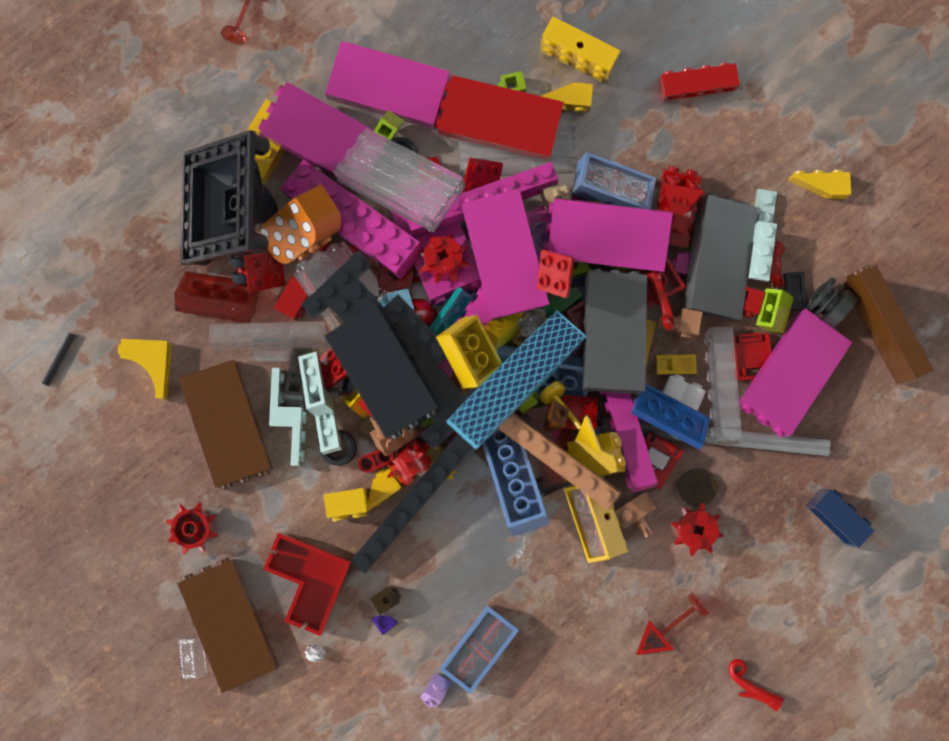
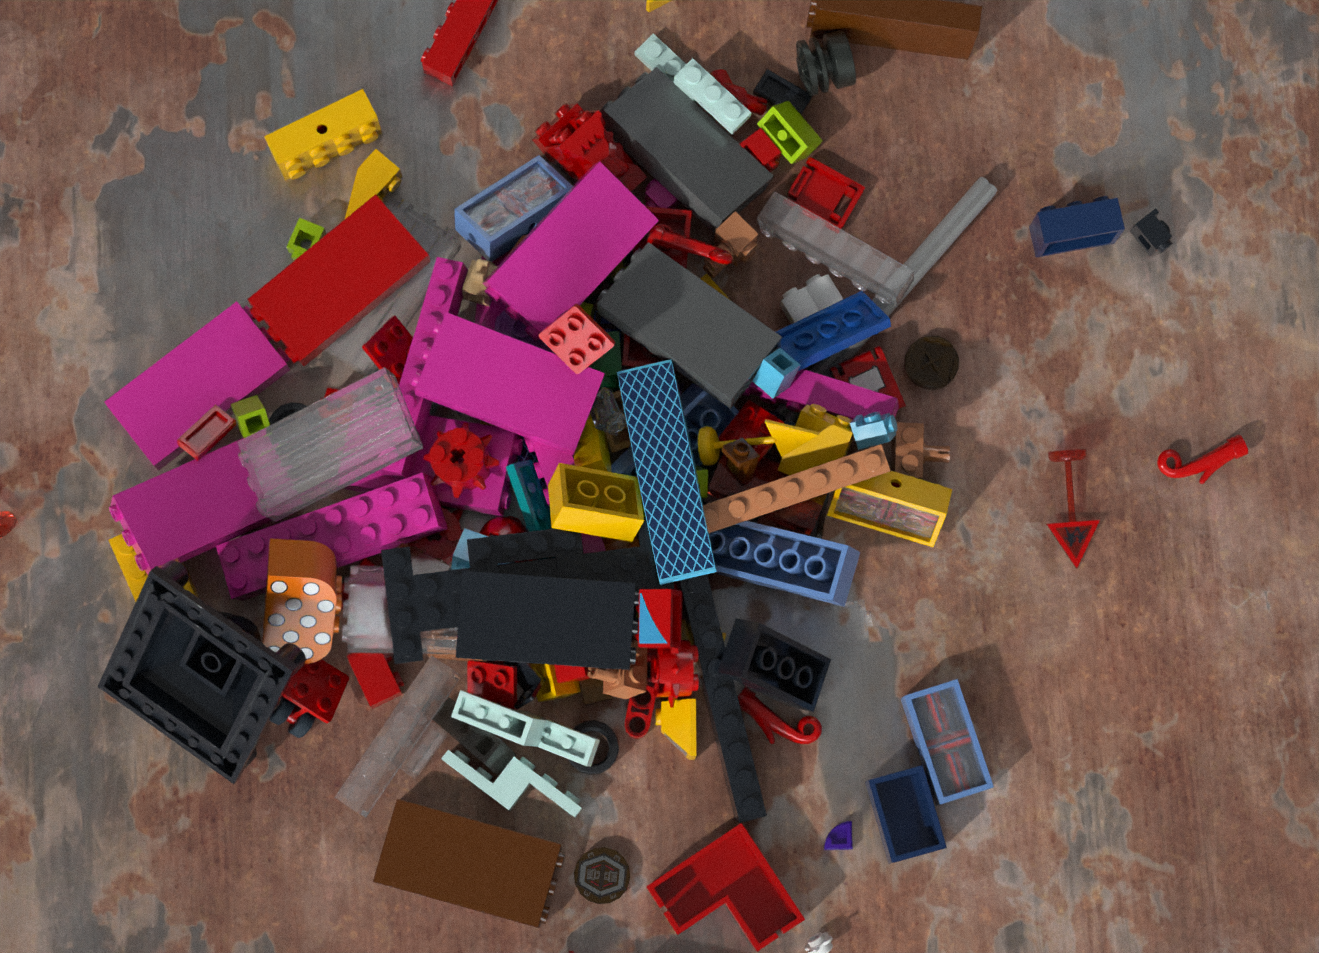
camera: 65 degrees left, 5 degrees down
(153, 357) = (319, 898): yellow arch -> none
(215, 297) = (304, 770): clear red slope -> none
(271, 503) = (602, 875): none -> tile
(343, 503) = (669, 776): yellow brick -> none
(361, 108) = (206, 432): none -> tile
(386, 599) = (814, 814): dark brown brick -> none
(421, 653) = (905, 814): none -> dark blue piece
(422, 536) = (771, 721): none -> red plant
(427, 435) = (659, 619): none -> red brick
(435, 691) = (961, 831): lavender bracket -> none
(451, 518) = (774, 665): none -> black brick
(622, 402) = (776, 373): none -> medium azure brick
(627, 482) = (873, 429): none -> medium azure brick
(676, 364) = (772, 286): yellow slope -> none
(699, 518) = (969, 407): red brick -> none
(794, 373) = (877, 161): dark pink brick -> none
(869, 565) = (1152, 233): none -> black brick

